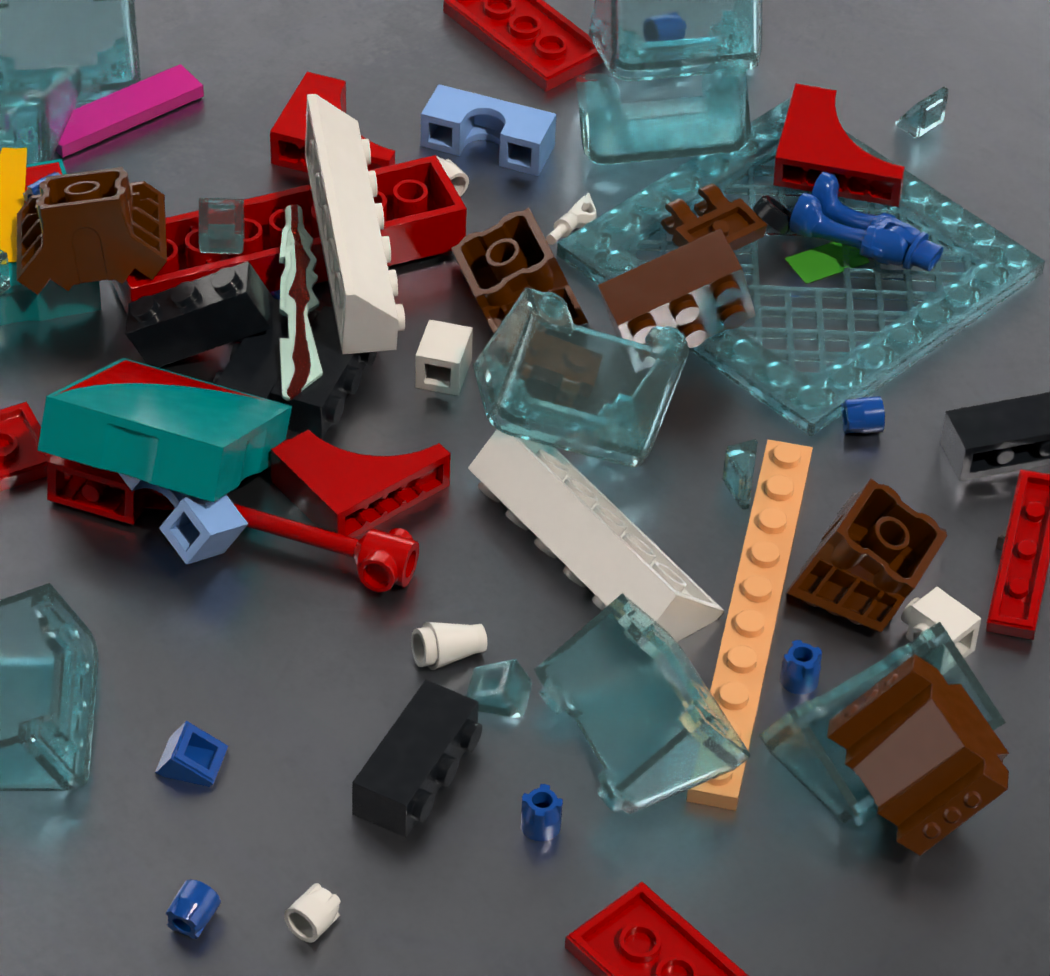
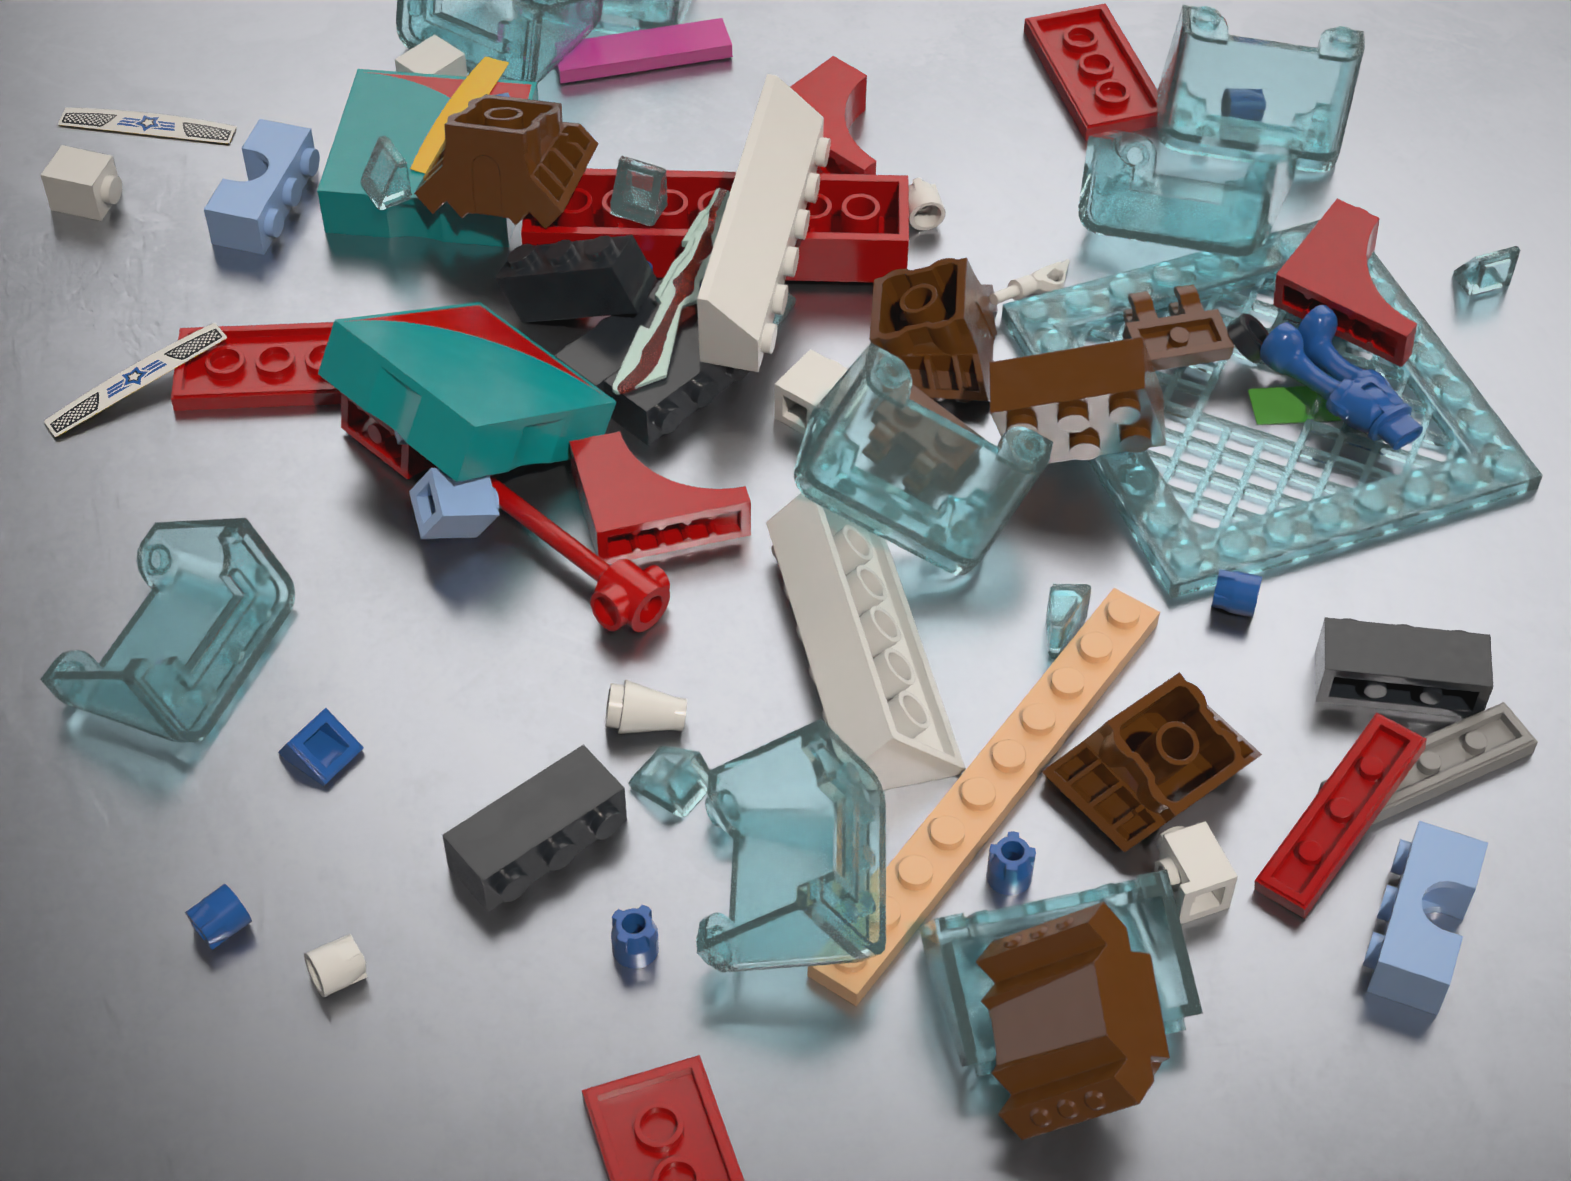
camera: 25 degrees right, 5 degrees up
(461, 117) = (970, 144): light blue arch -> none

